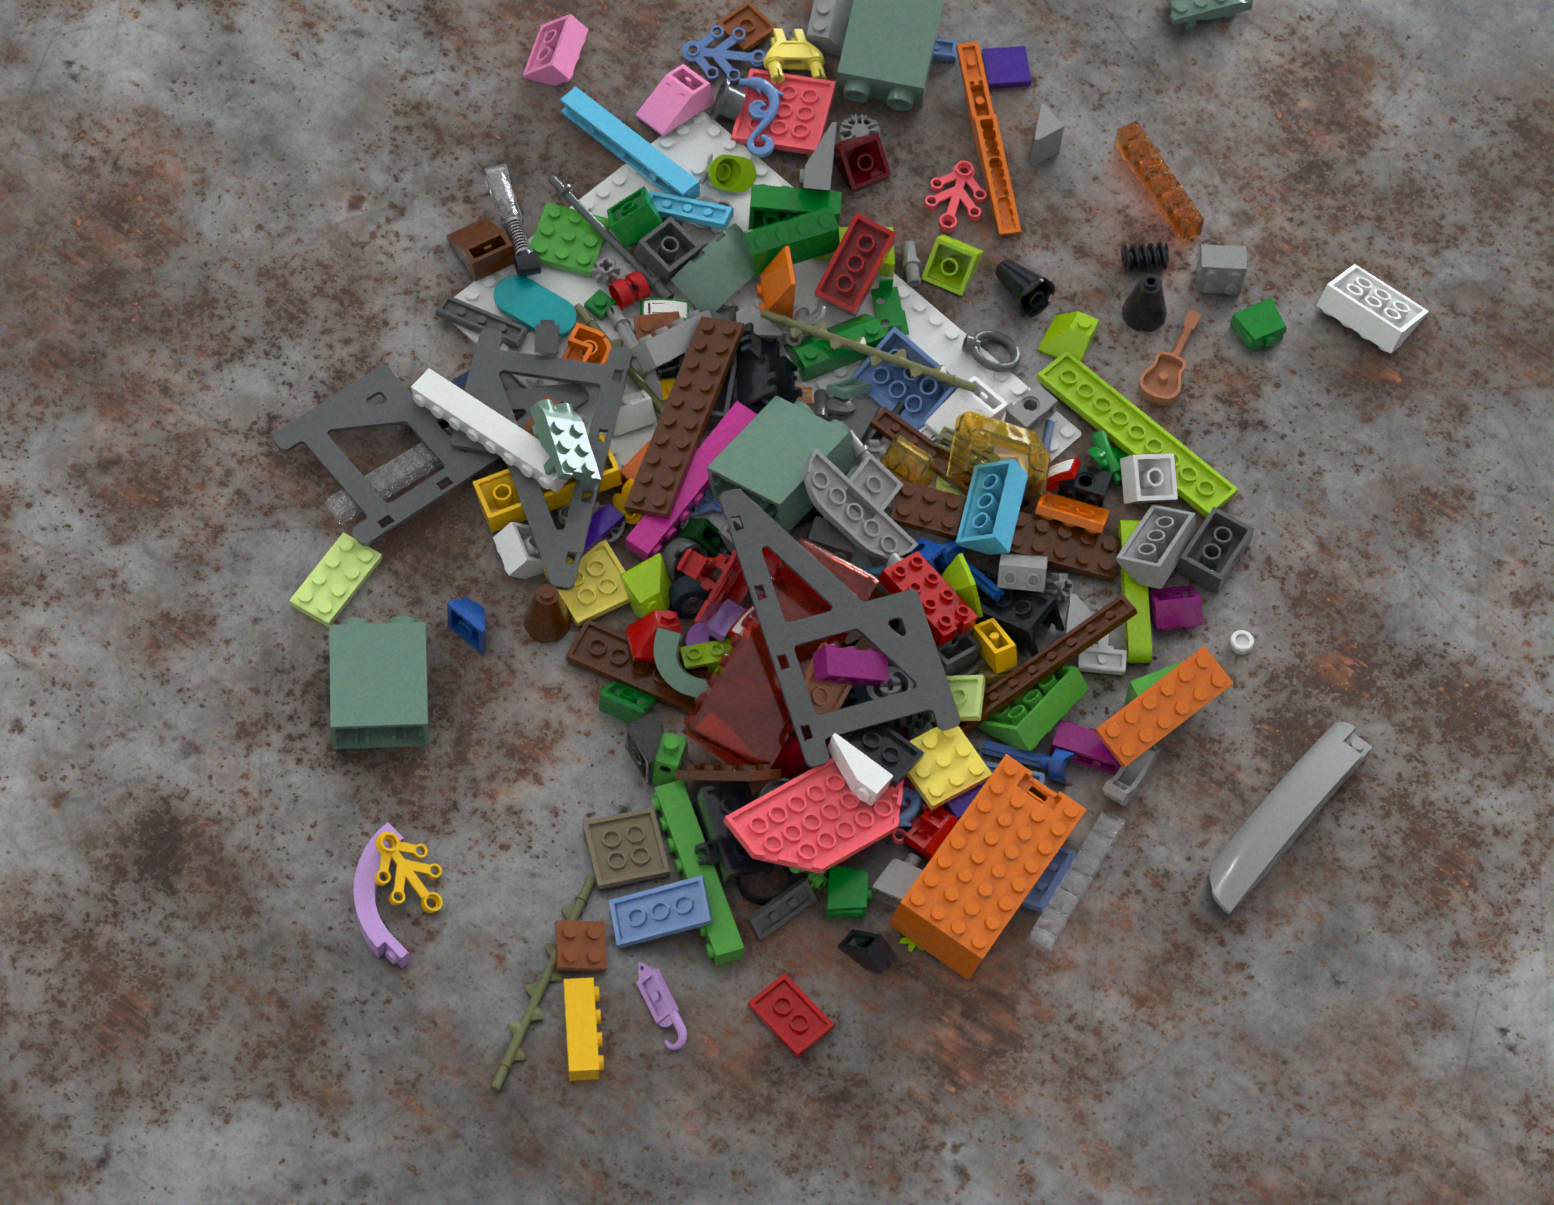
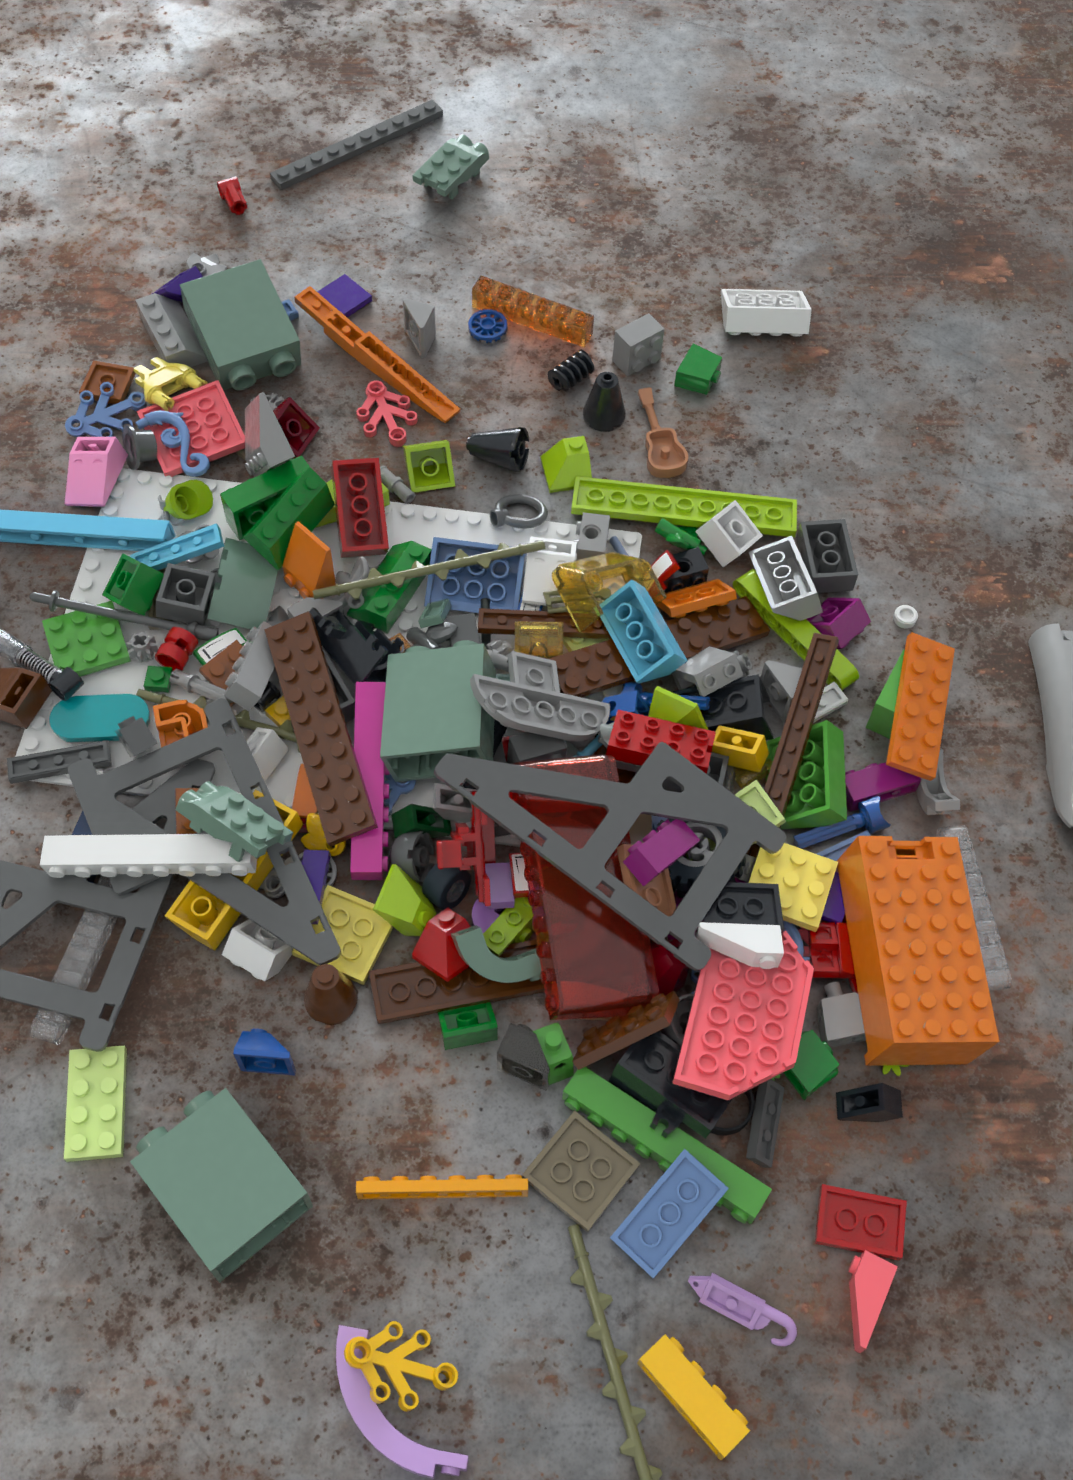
camera: 35 degrees left, 0 degrees up
(523, 793) = (429, 1187): none -> light orange plate
(580, 946) = (621, 1307): dark orange plate -> none
(757, 1056) = (868, 1291): none -> coral slope
(891, 309) = (409, 529): green piece -> none
(1111, 170) = (487, 325): none -> blue wheel

